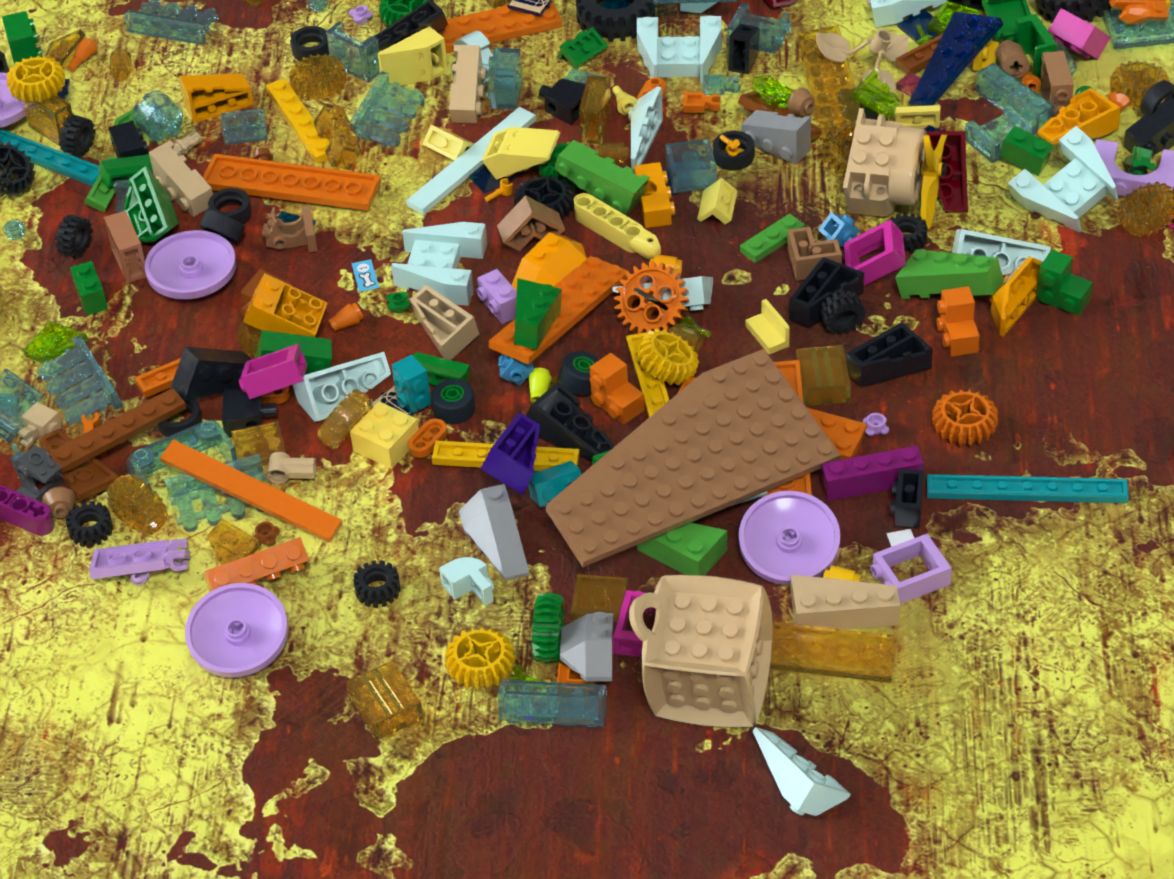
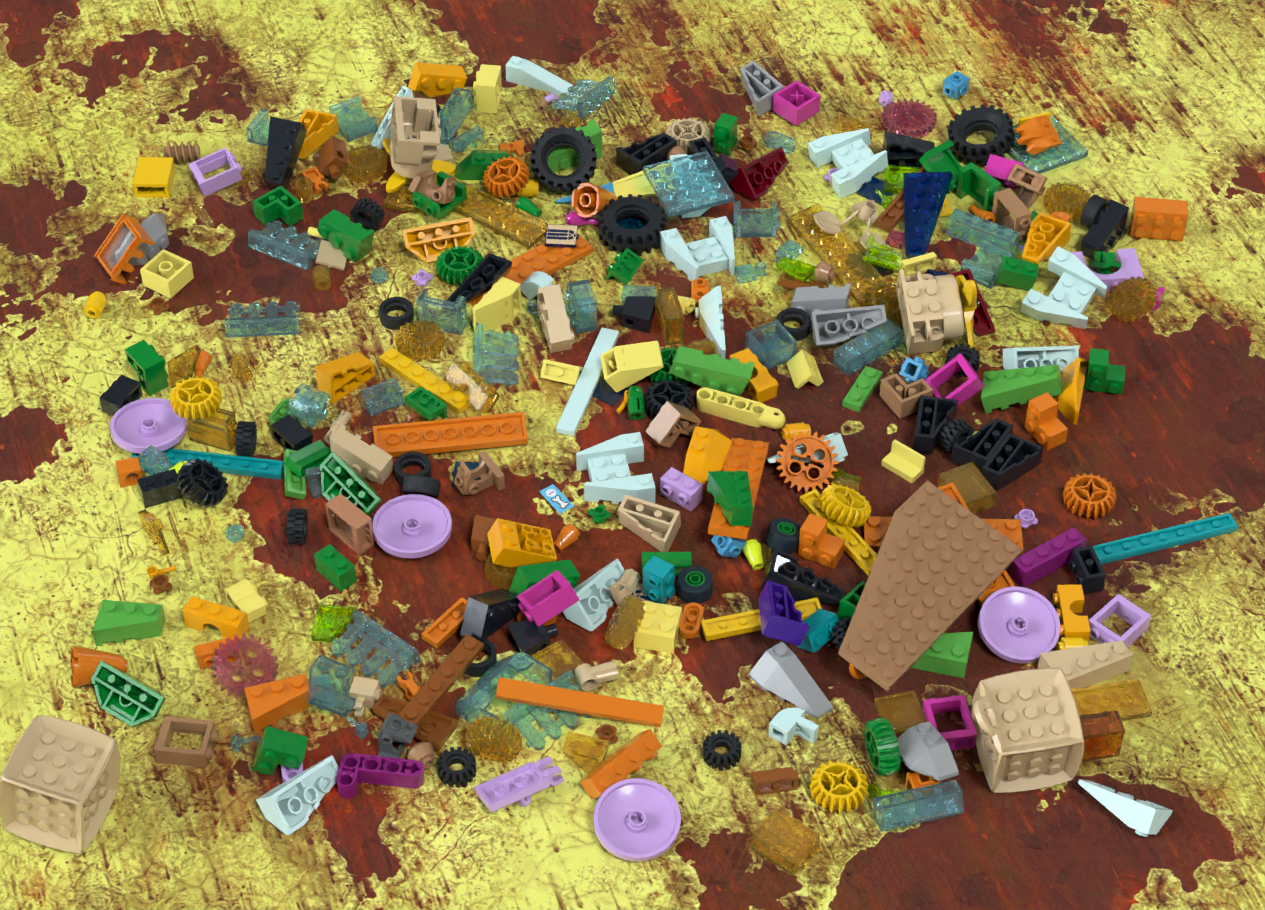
camera: 25 degrees left, 0 degrees up
(282, 143) = (426, 404): none -> green bracket
(376, 384) = (625, 585): none -> tan piece
(415, 632) = (775, 780): none -> dark orange panel
(505, 191) = (635, 403): none -> green hinge
(698, 101) = (741, 291): orange plate -> none
(732, 146) = (797, 322): light orange hand -> none
(742, 41) = (755, 233): black torso -> none
(779, 70) = (789, 249): none -> clear light blue plate
(782, 160) = (841, 324): none -> light grey wedge
(801, 193) = (868, 347): none -> clear light blue brick
(804, 684) = (1102, 735): none -> clear orange brick
(862, 328) = (982, 445): none -> black wedge
(866, 528) = (1070, 600): none -> light orange arch
(900, 536) = (1094, 603): white sticker -> none
(1012, 58) = (966, 201): medium nougat piece -> none
(1101, 54) = (1030, 182): none -> medium nougat tile

